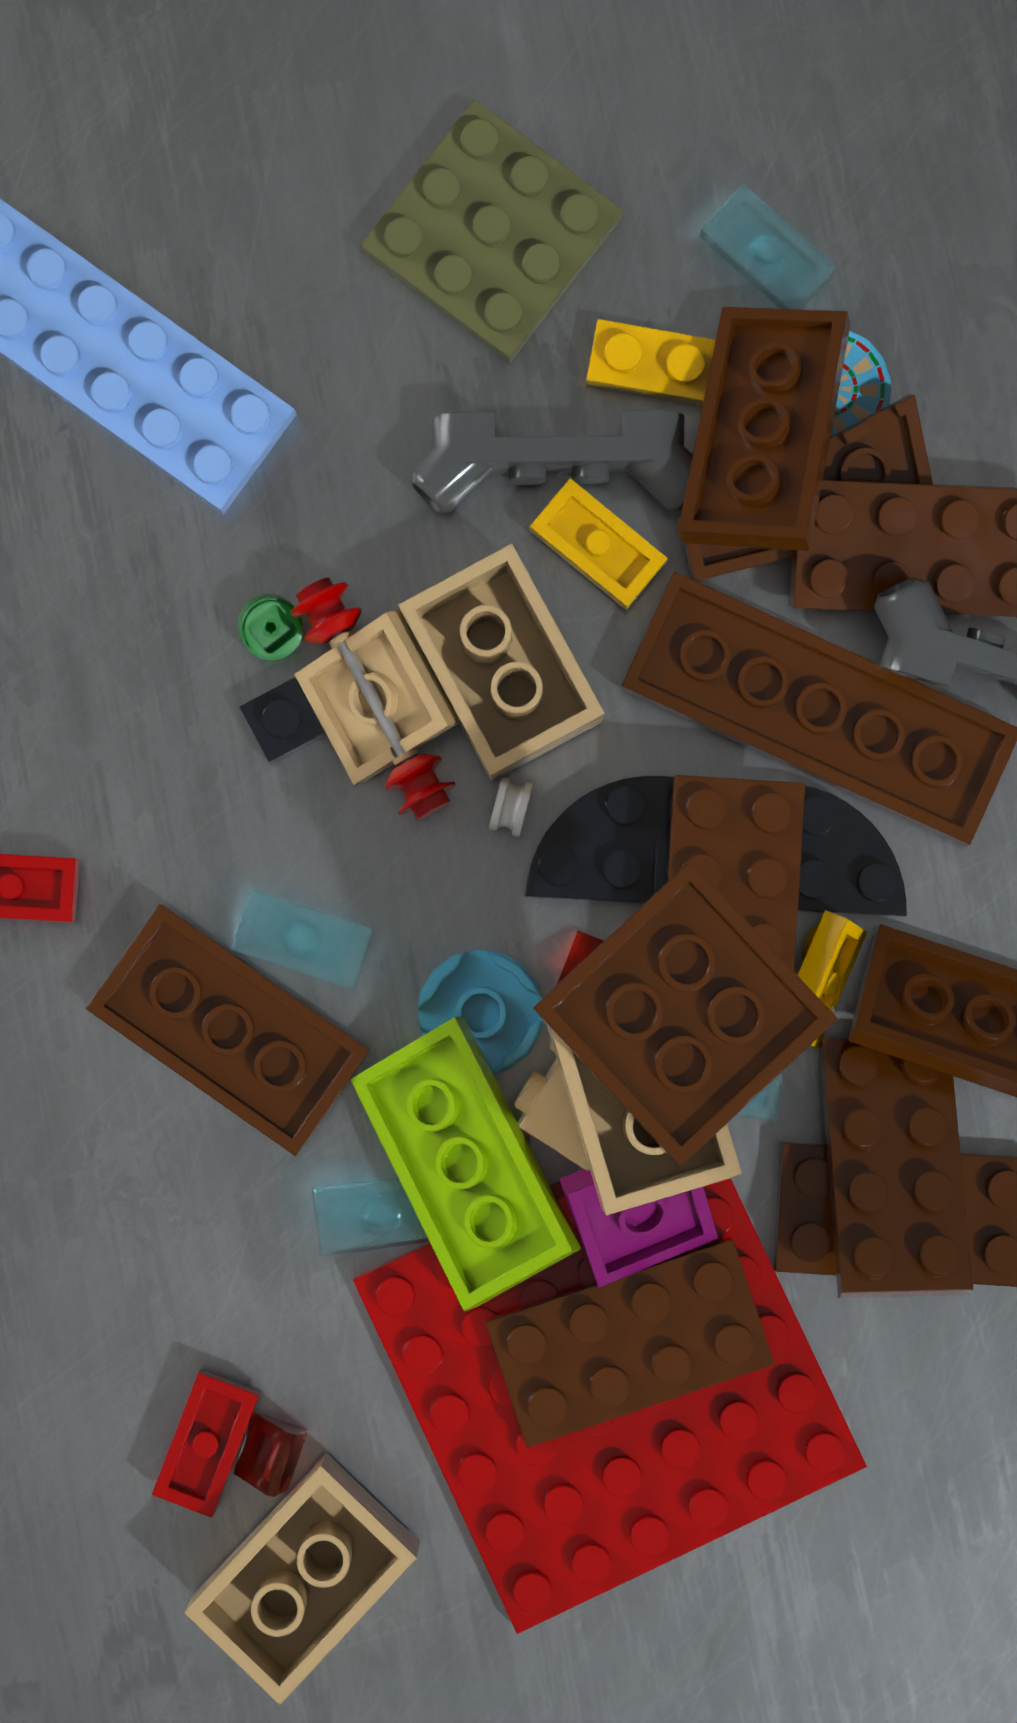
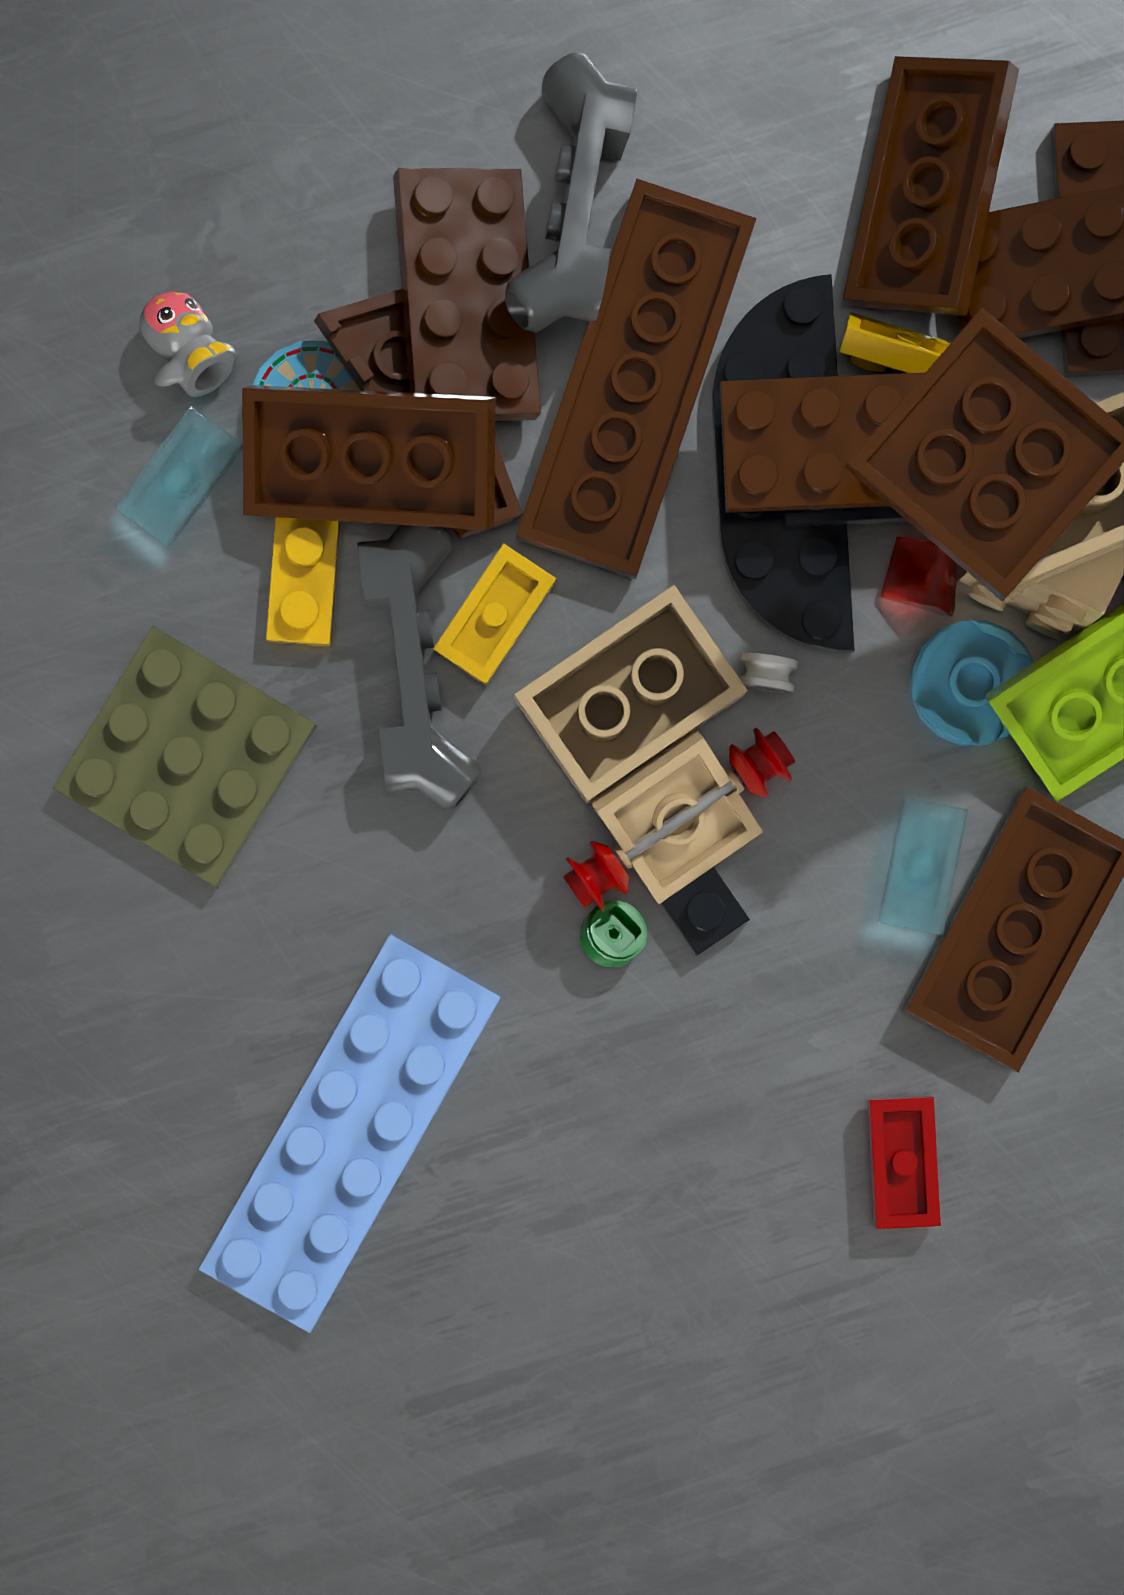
camera: 100 degrees left, 0 degrees up
(905, 268) = (184, 336): none -> light grey animal

